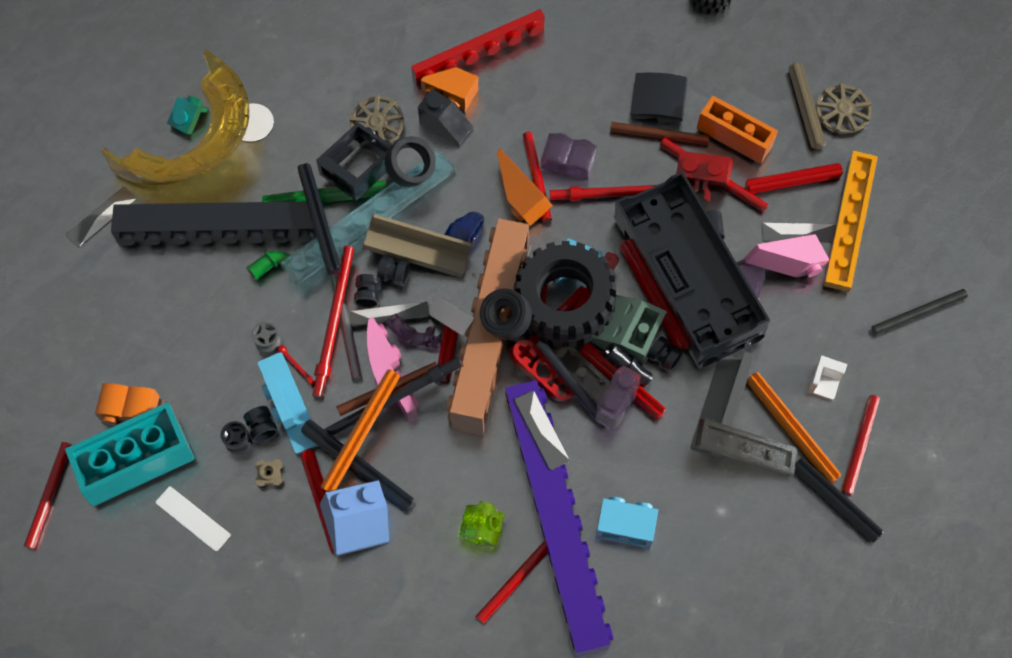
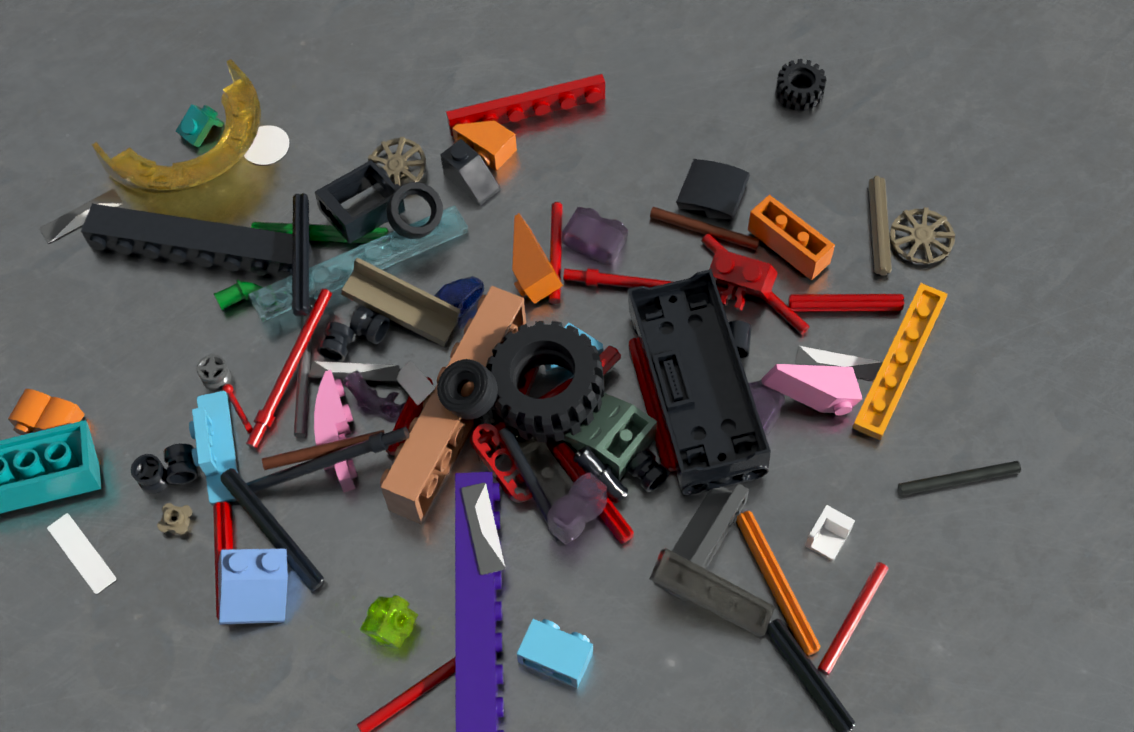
camera: 15 degrees right, 5 degrees down
(360, 431) = (281, 489): orange axle -> none

